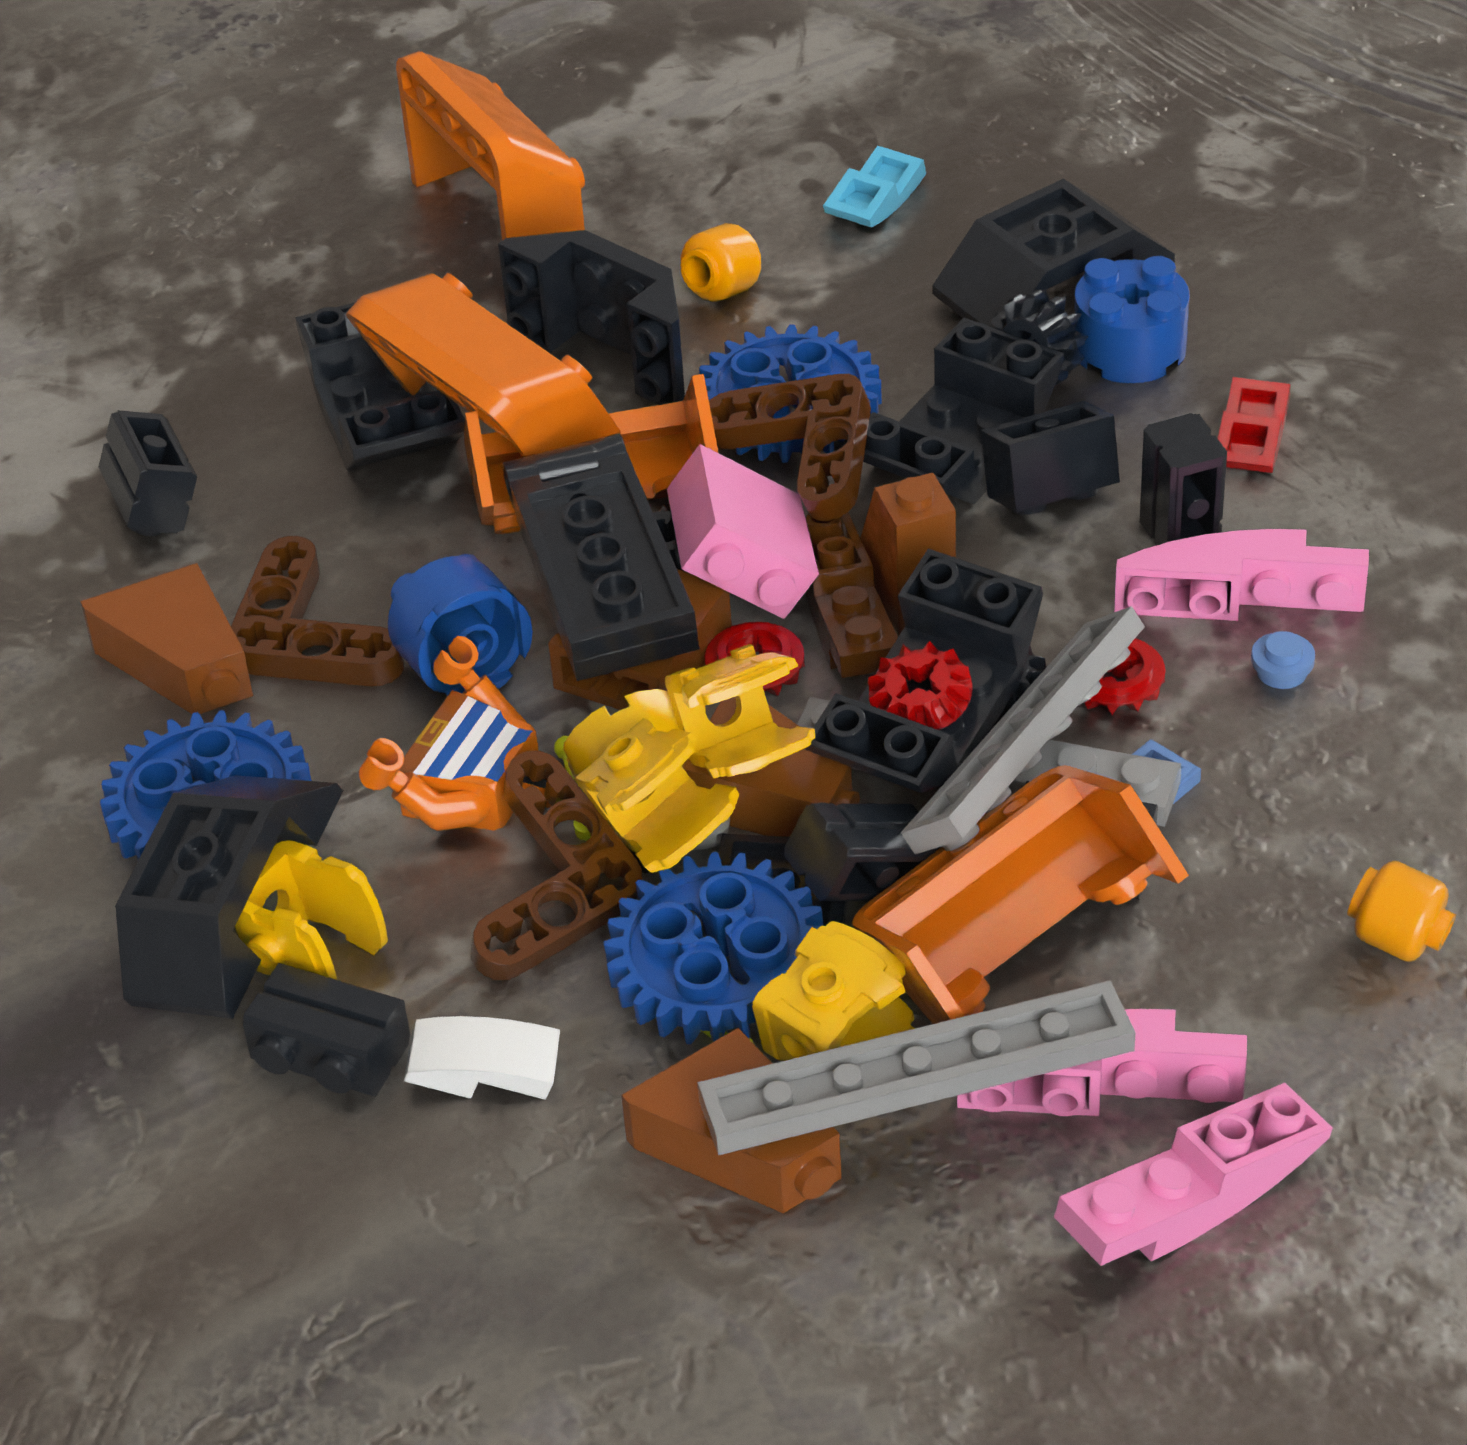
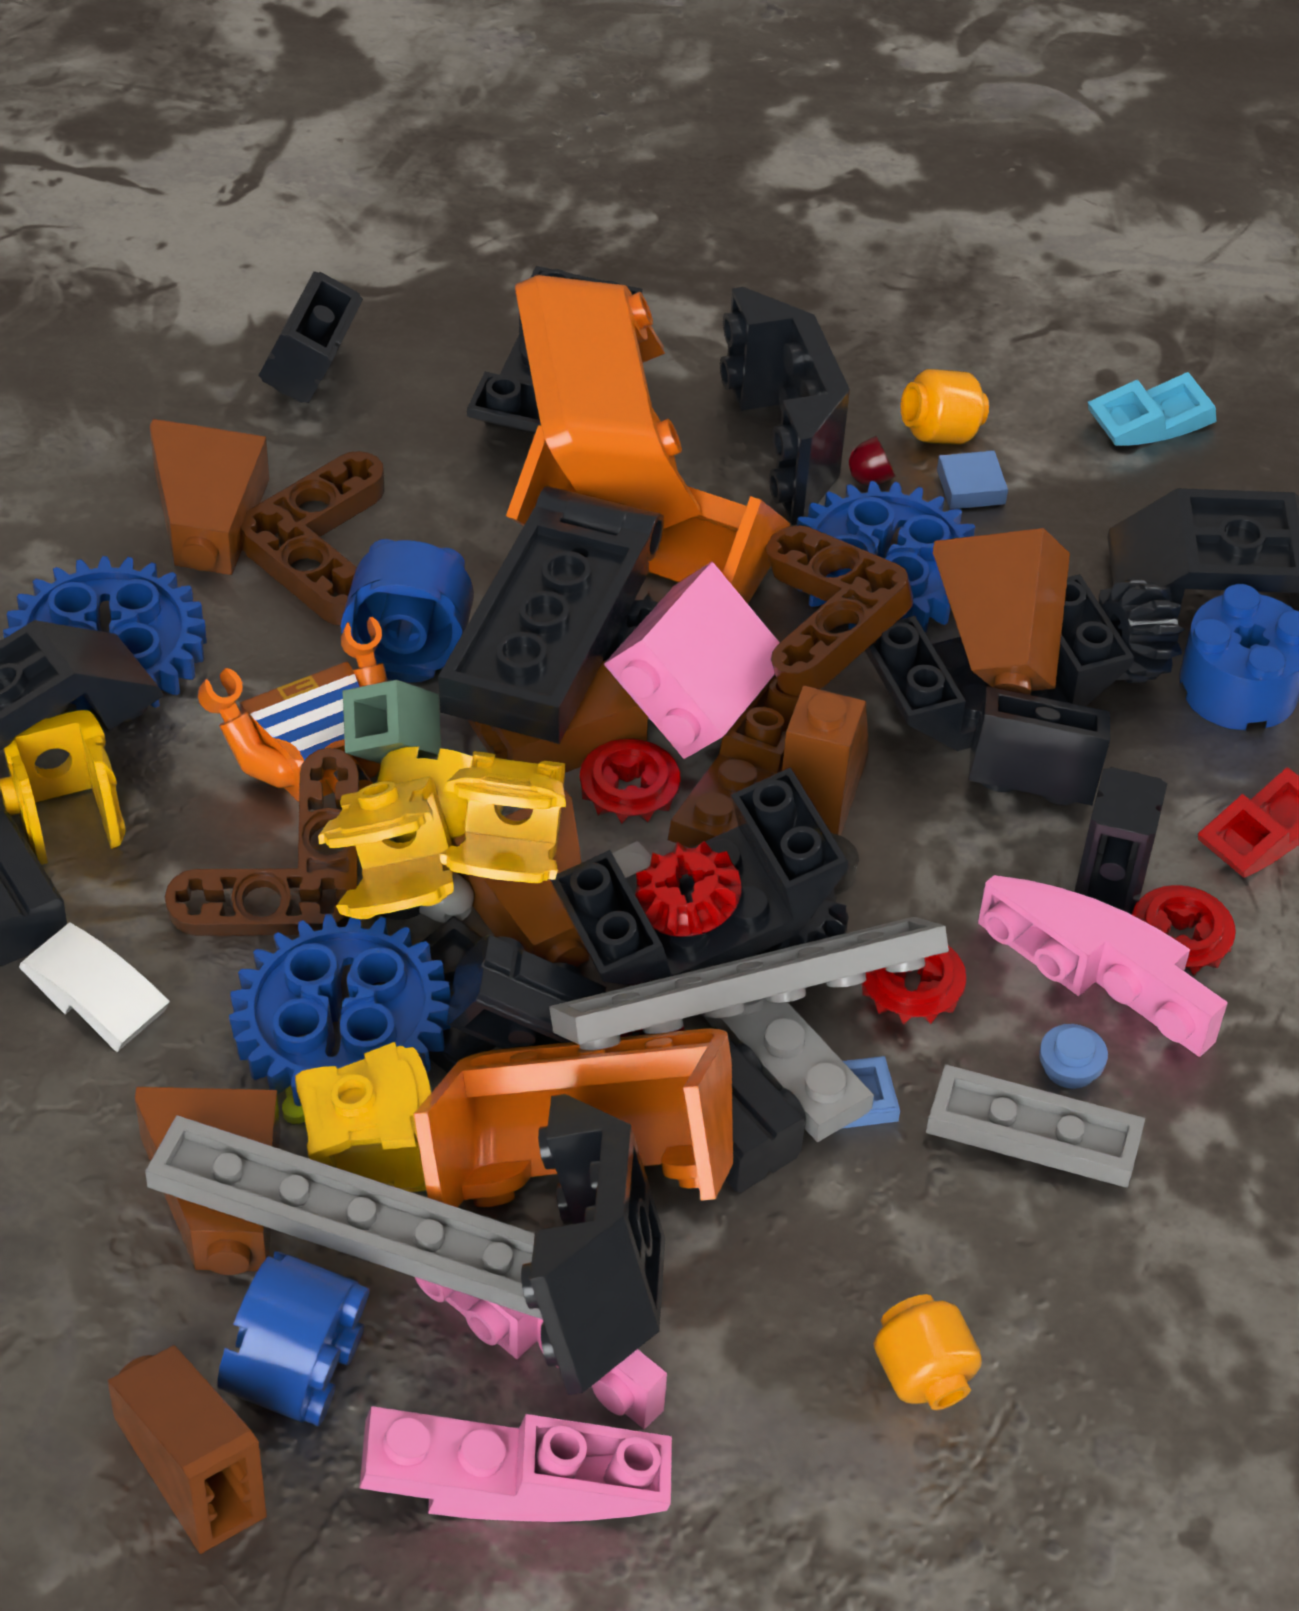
camera: 30 degrees right, 5 degrees up
(467, 121) = (824, 209): orange windscreen -> none
(549, 705) = (391, 718): none -> sand green brick
(702, 332) = (870, 463): none -> dark red hinge
(789, 304) = (972, 479): none -> medium blue tile
(937, 362) = (1007, 604): none -> dark orange slope
(937, 1320) = (190, 1446): none -> dark orange slope
(943, 1192) = (292, 1336): none -> blue brick
(1089, 927) = (605, 1271): none -> black slope
(1265, 509) = (1190, 907): none -> red gear
(1309, 719) = (1036, 1125): none -> light grey plate

